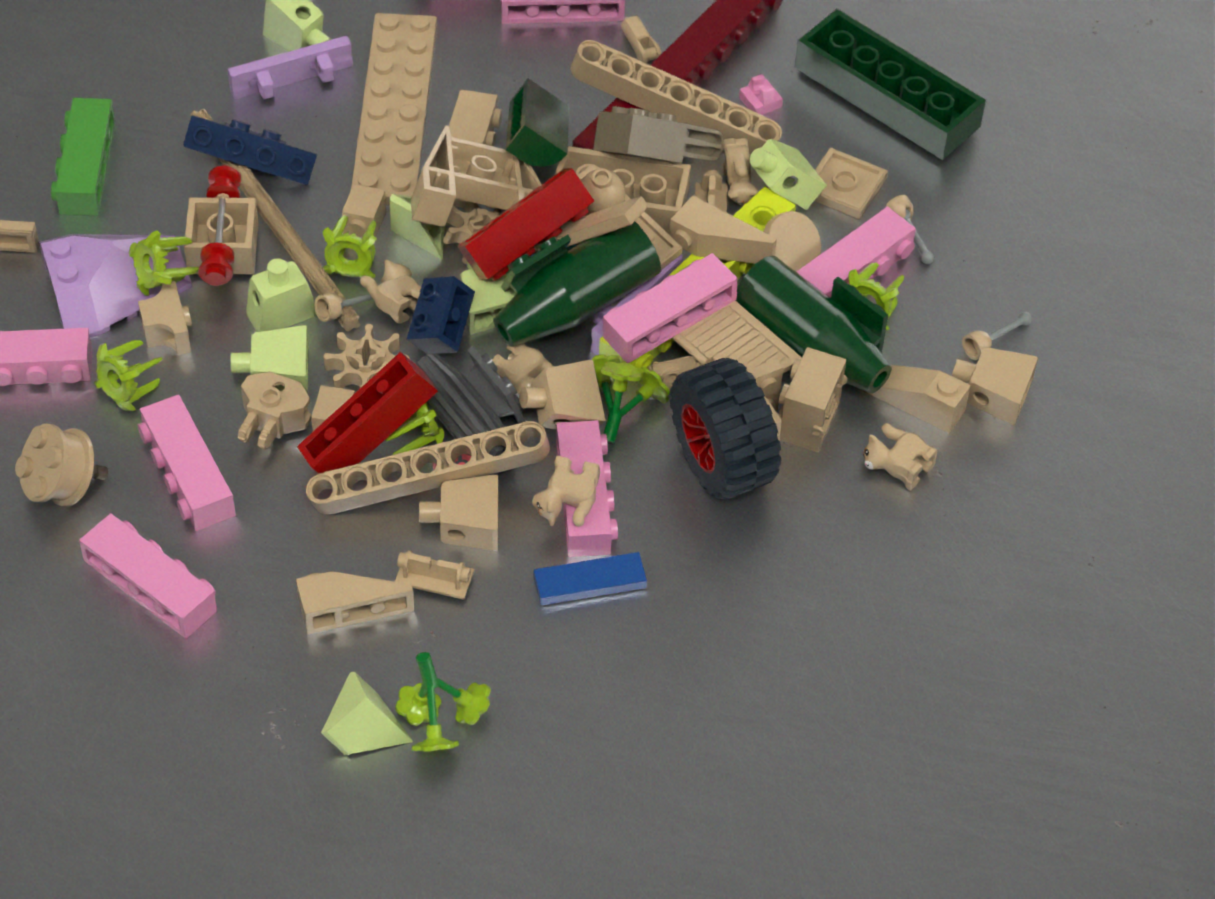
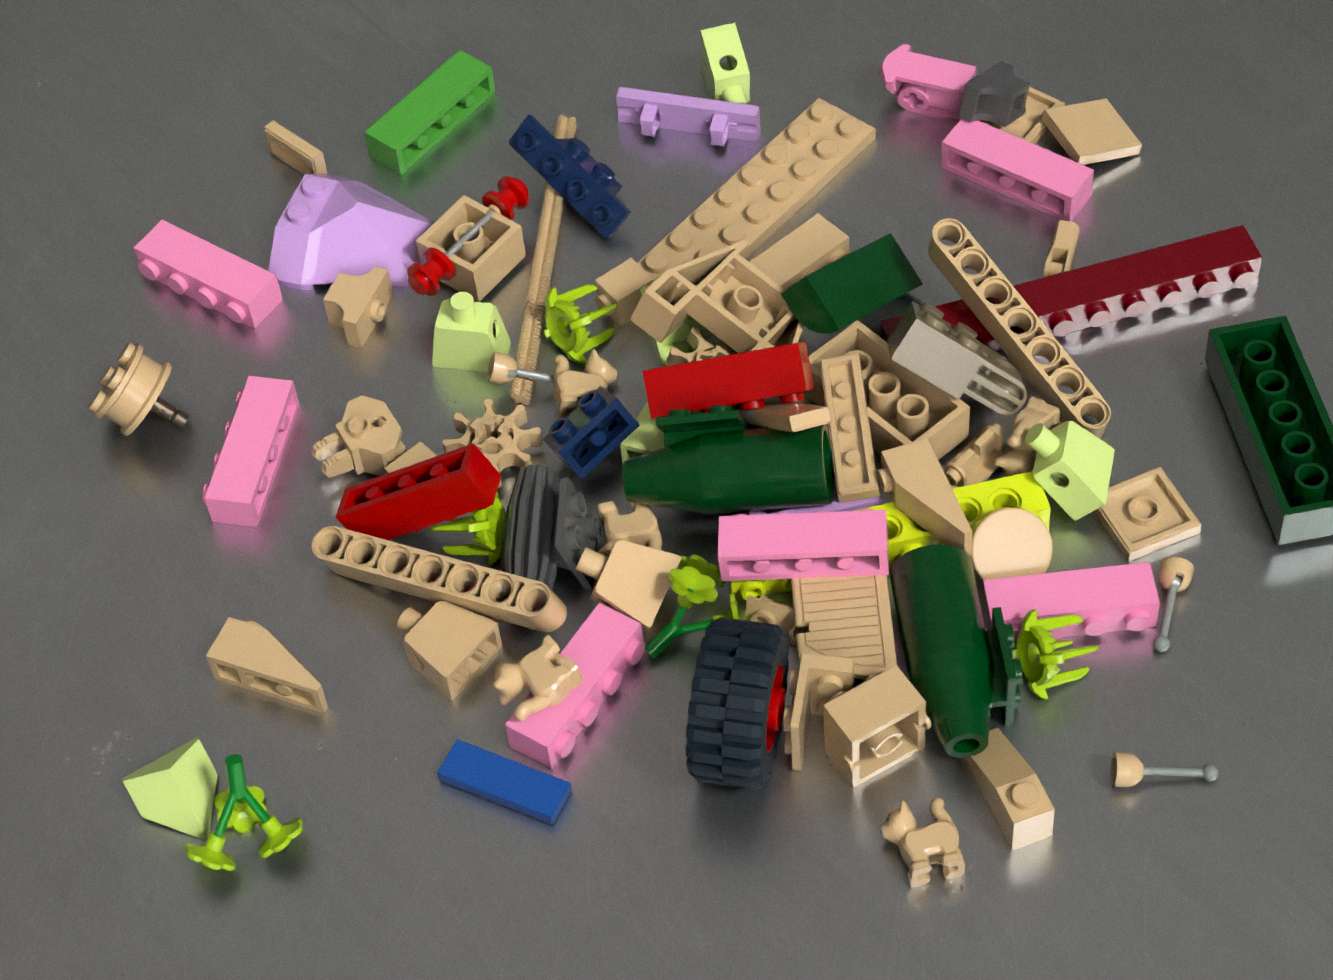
camera: 45 degrees right, 0 degrees up
(111, 361) = (261, 336): lime piece -> none
(149, 575) = (126, 539): bright pink brick -> none
(157, 248) = (375, 226): lime piece -> none
(277, 351) = (419, 396): yellowish green torso -> none
(434, 575) = (365, 688): tan hinge -> none
(604, 188) = (839, 385): tan brick -> none
(760, 96) = (1136, 373): bright pink tile -> none
(998, 381) = (1108, 825): tan torso -> none

